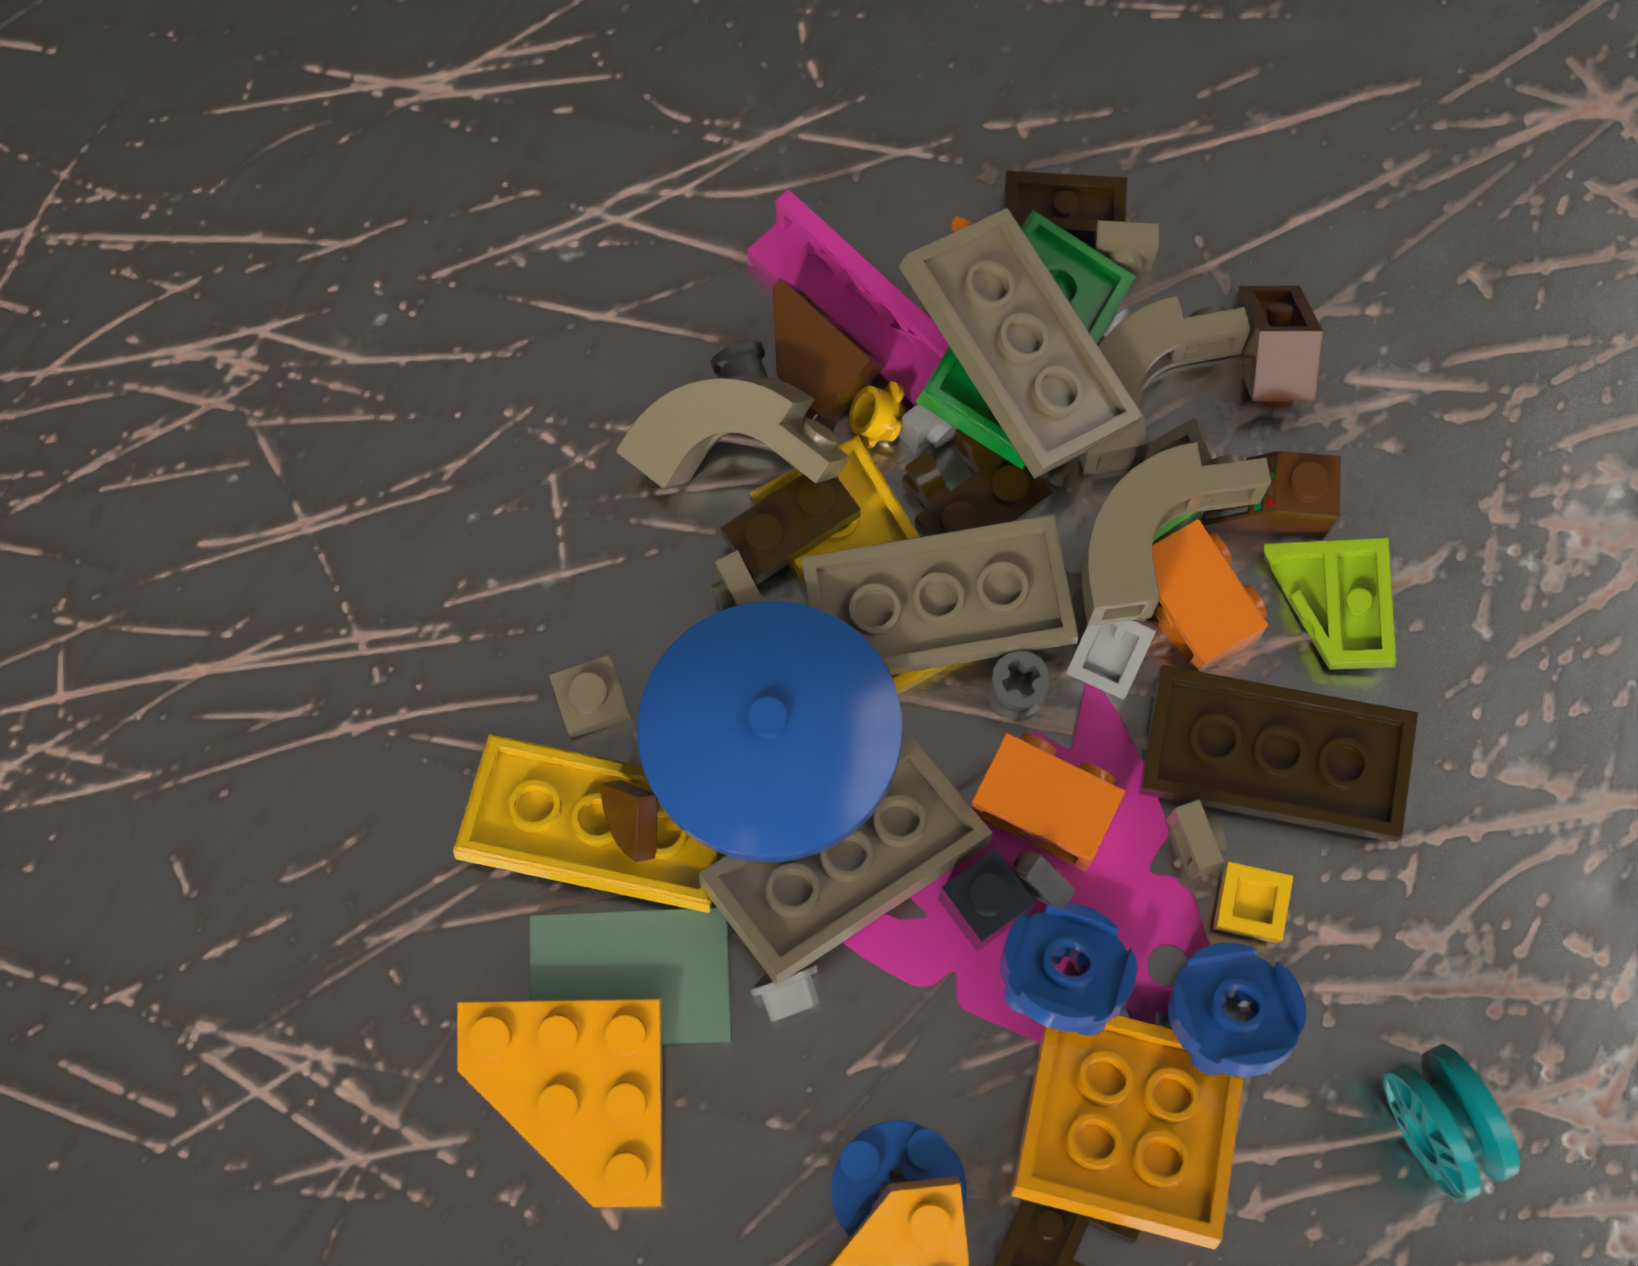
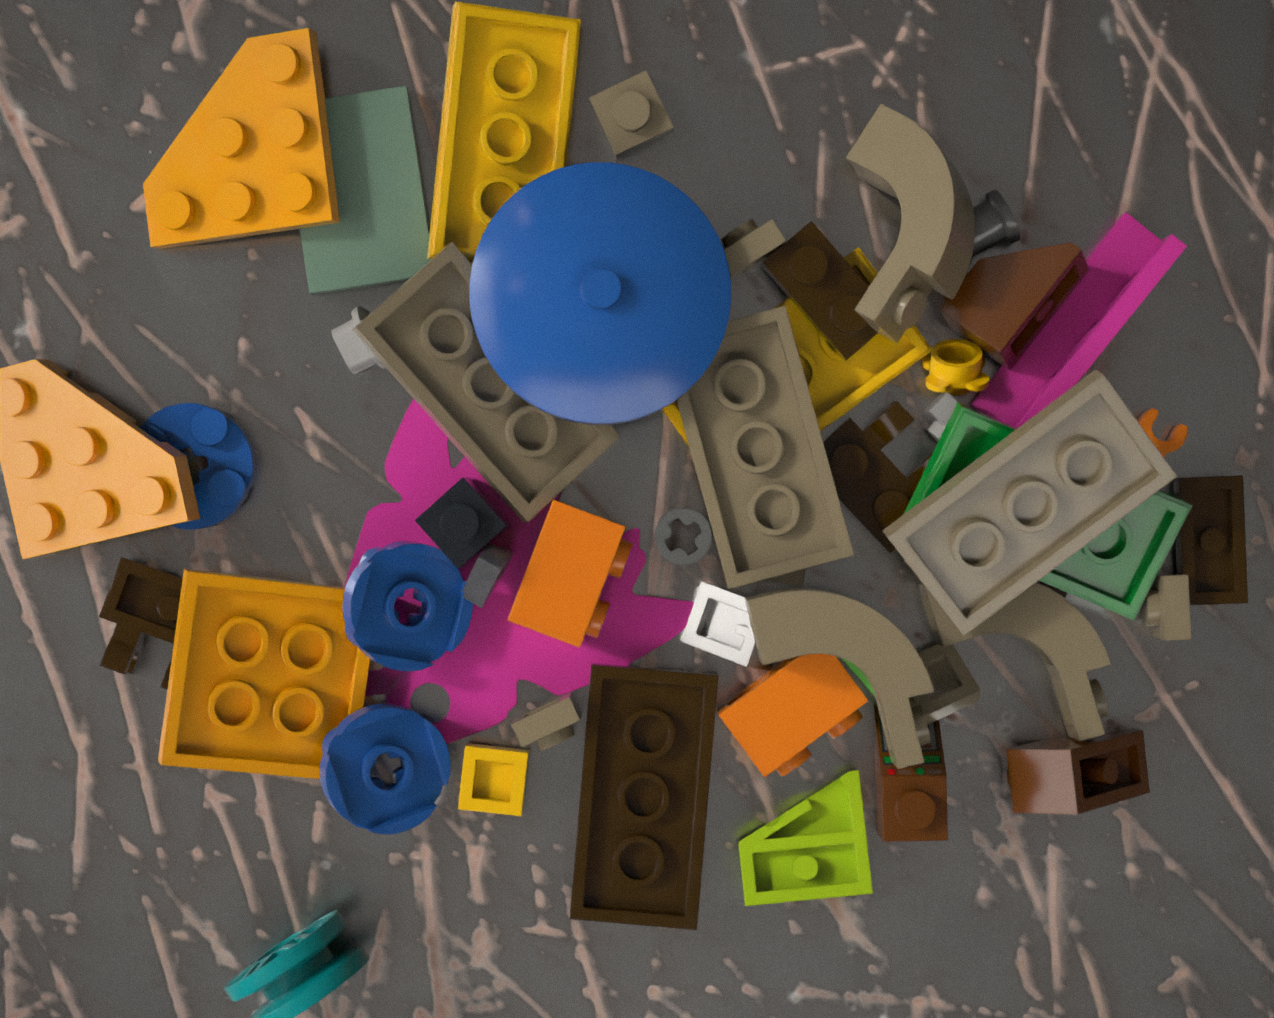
camera: 85 degrees right, 15 degrees up
(631, 818) = (502, 169): reddish brown tile -> none

